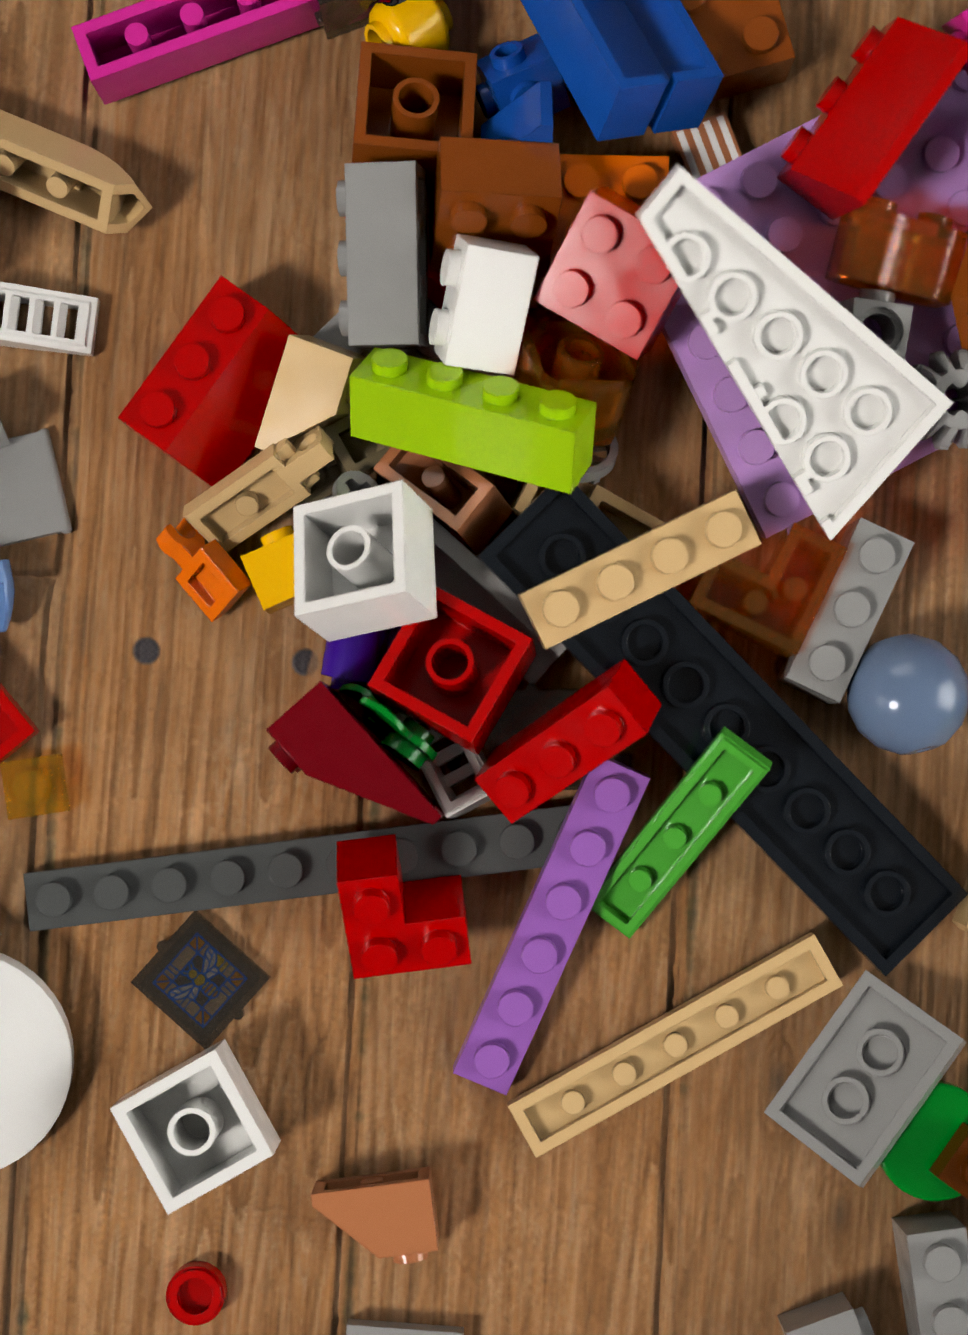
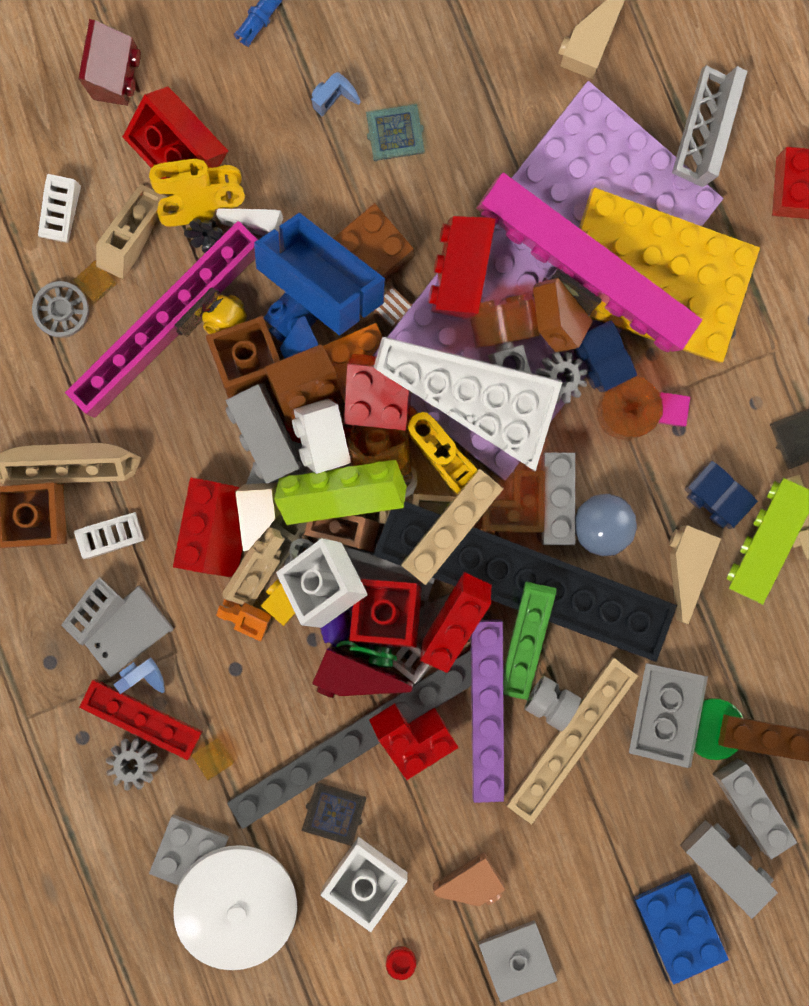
camera: 20 degrees left, 0 degrees up
(672, 966) = (552, 703): none -> light grey wheel
(680, 465) = (450, 467): none -> yellow piece

